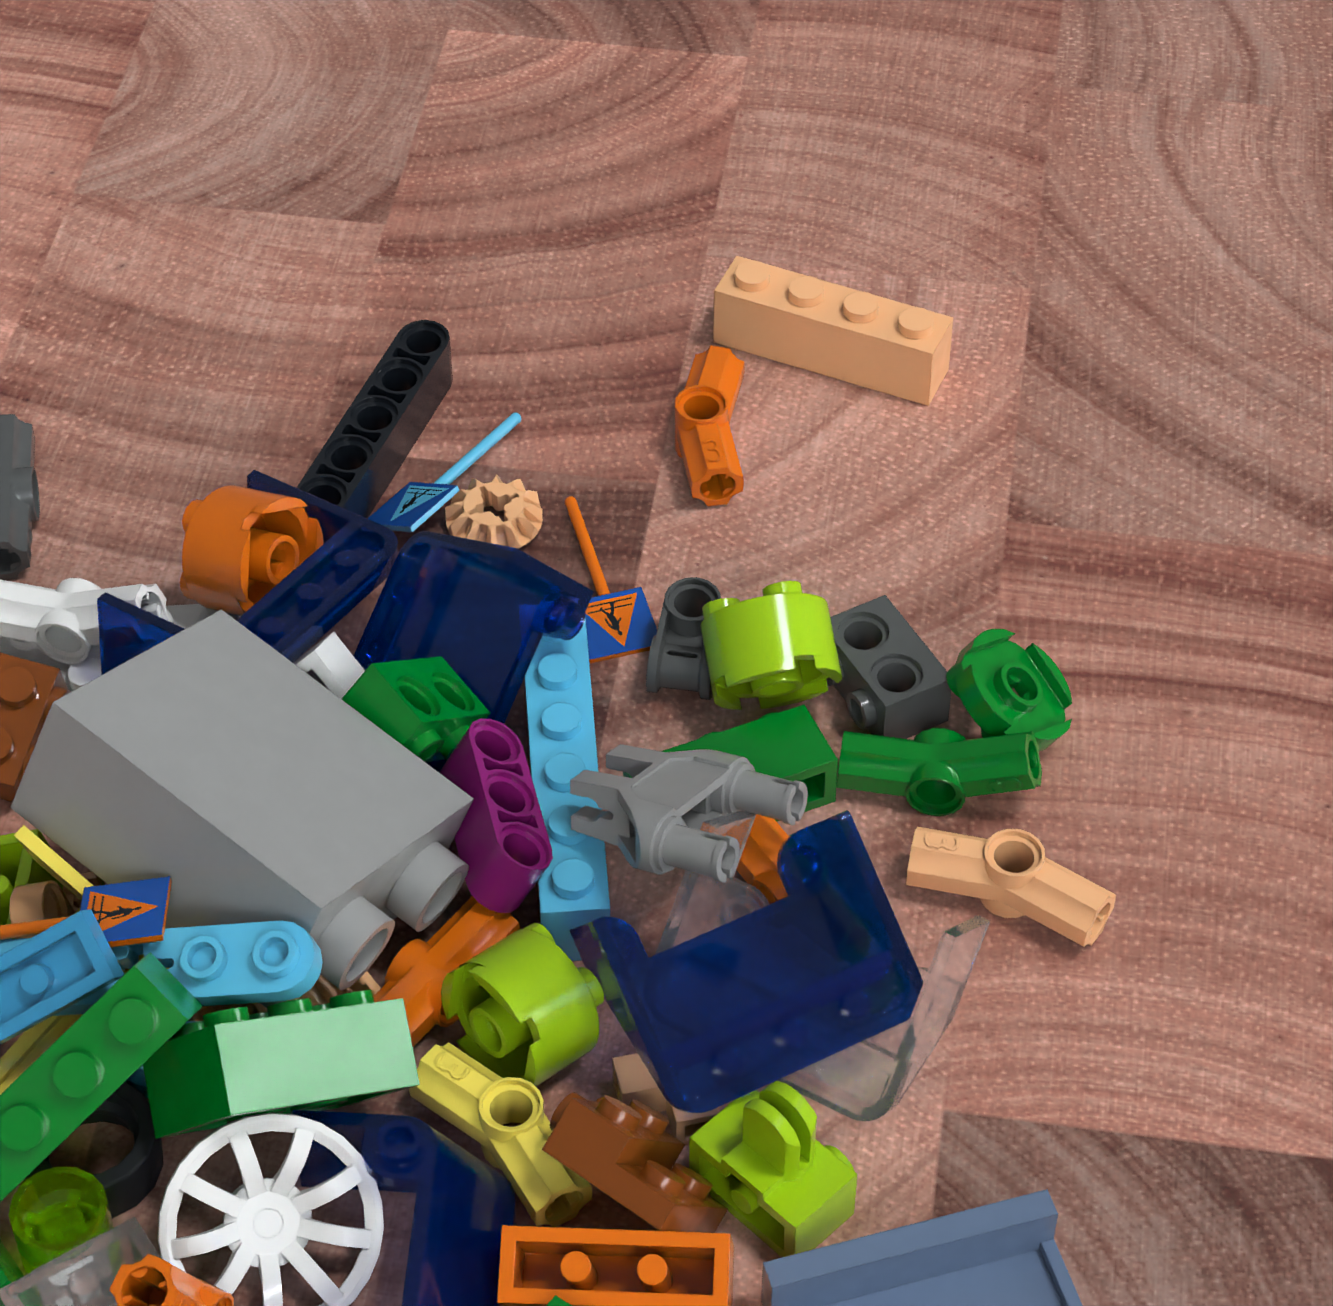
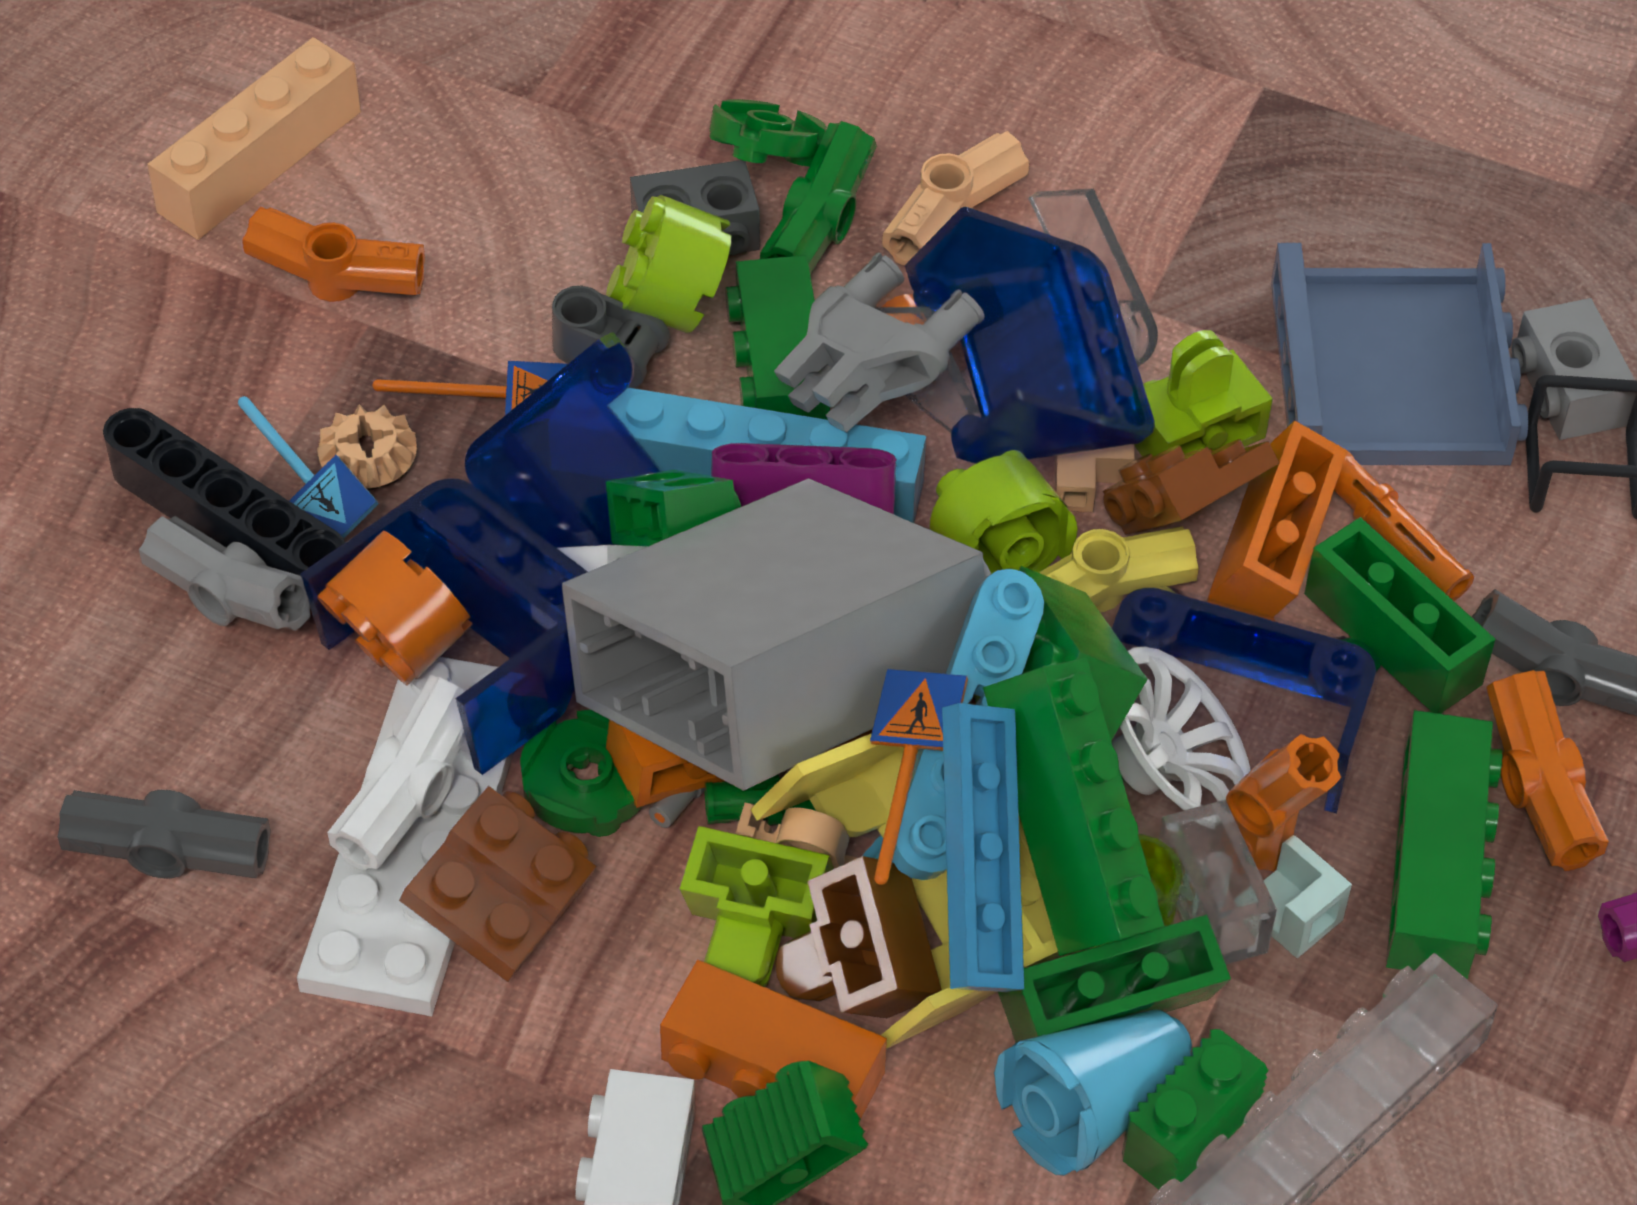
camera: 75 degrees left, 5 degrees up
(292, 449) = (224, 579): none -> light grey piece

